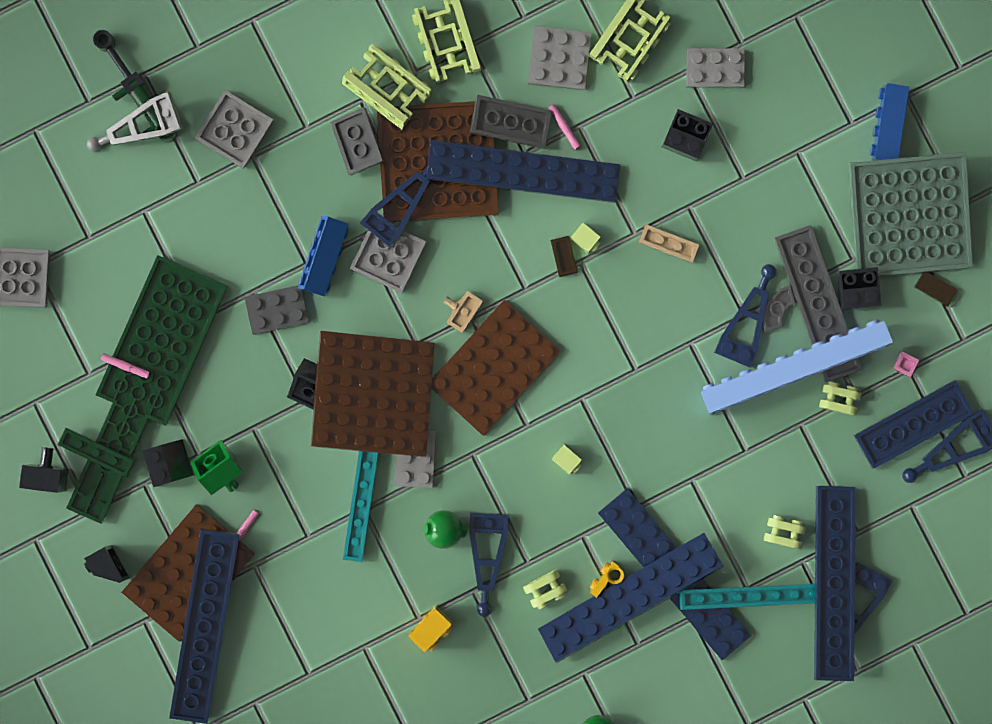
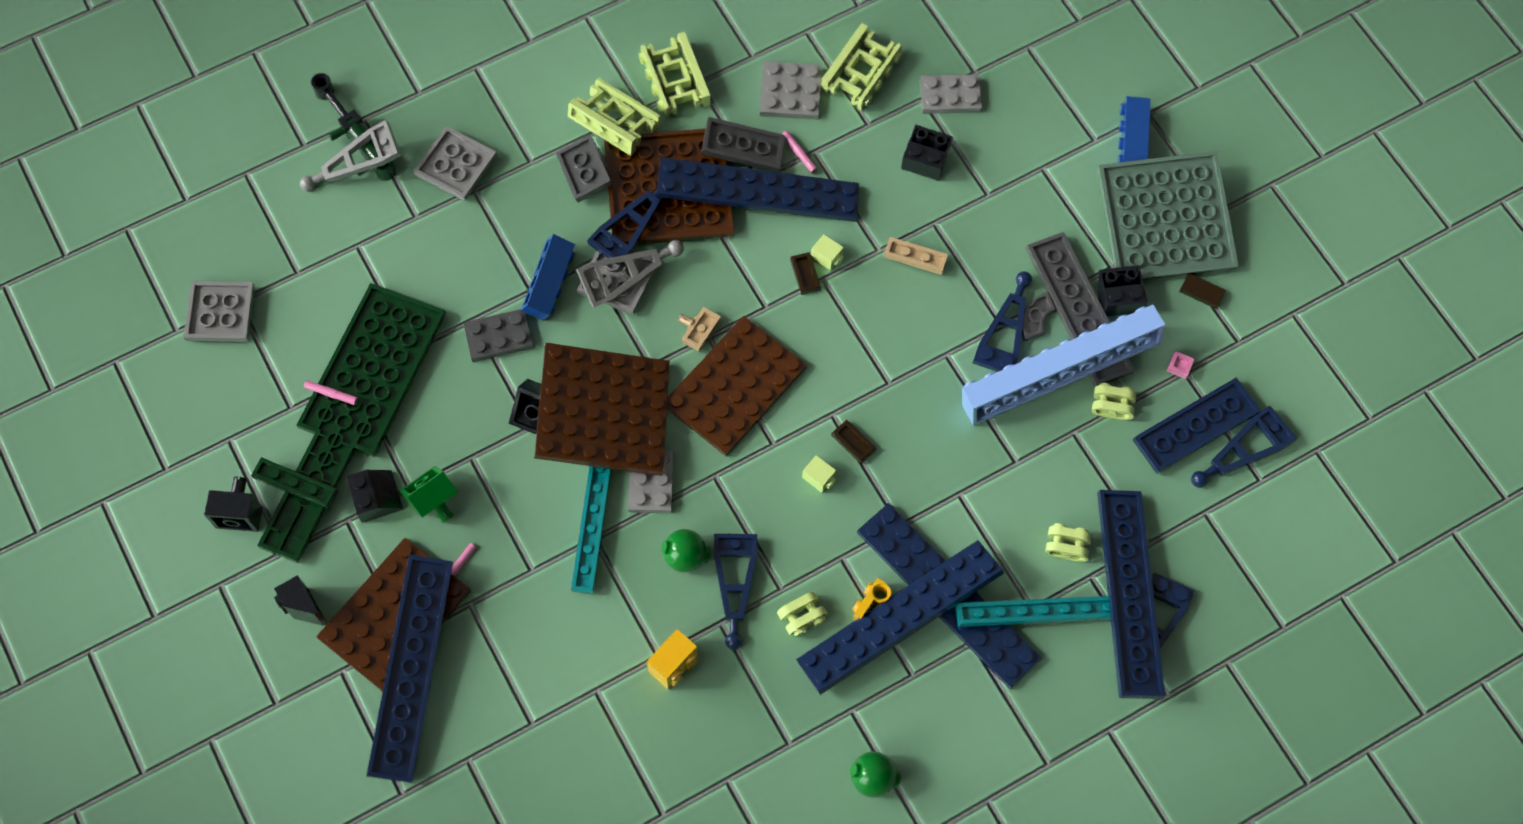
camera: 10 degrees left, 20 degrees down
(366, 268) = (594, 282): none -> light grey plate
(599, 427) = (853, 441): none -> dark brown tile

